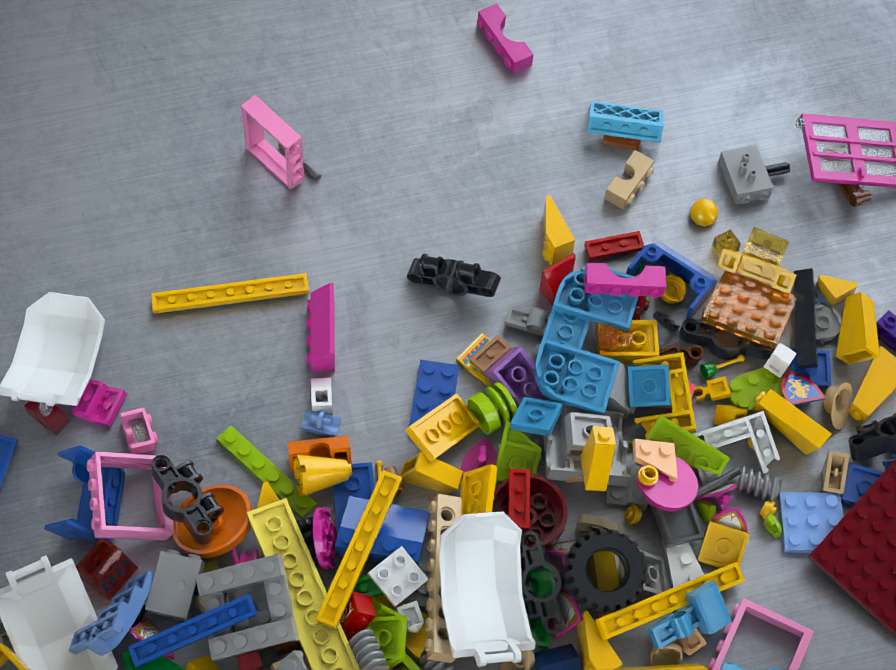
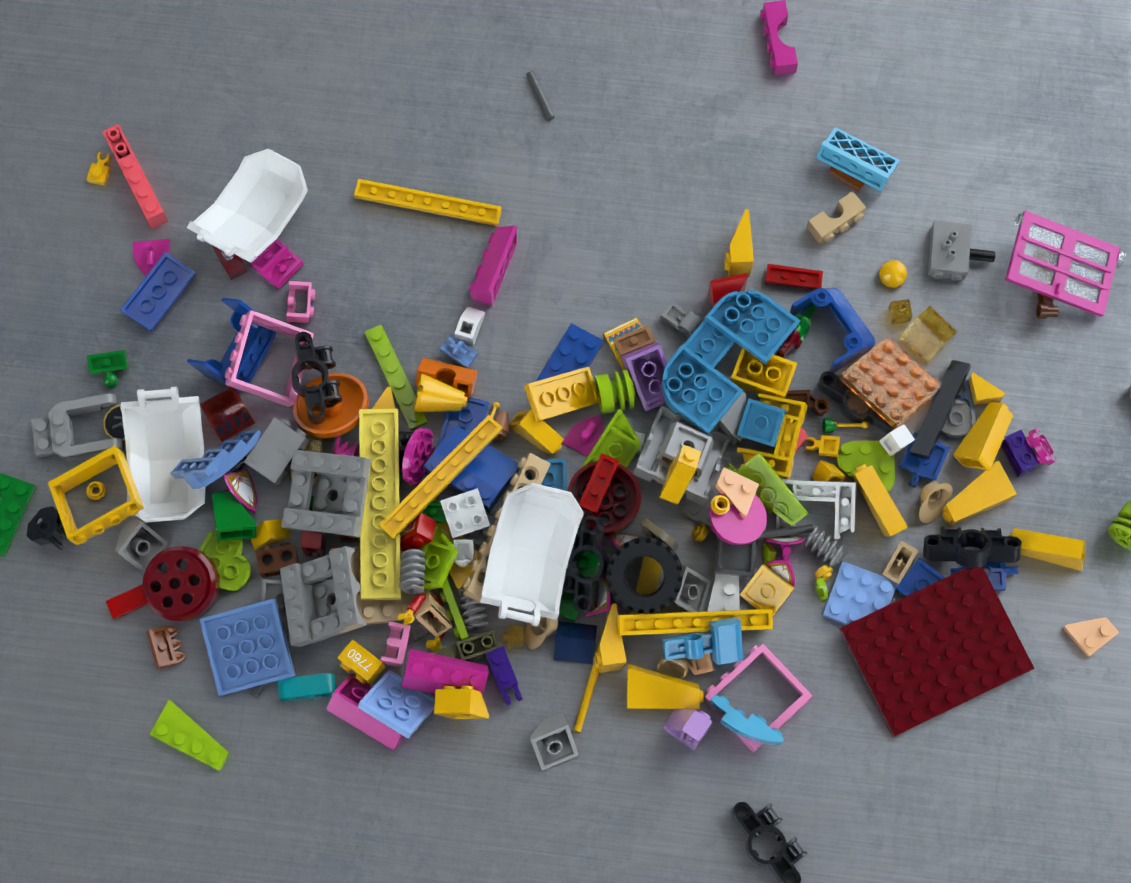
camera: 25 degrees right, 10 degrees up
(193, 630) = (274, 496): blue plate -> none
(256, 118) = (516, 73): bright pink window -> none
(453, 276) = (631, 256): black piece -> none
(478, 490) = (566, 465): yellow plate -> none
(536, 416) = (646, 414): dark azure plate -> none
(600, 280) = (801, 326): dark pink arch -> none
(608, 338) = (744, 365): clear orange piece -> none
(665, 321) = (807, 367): black tile -> none
(675, 289) = (828, 337): yellow hair -> none
(757, 269) = (916, 346): yellow slope -> none
(800, 390) = (901, 475): shield -> none

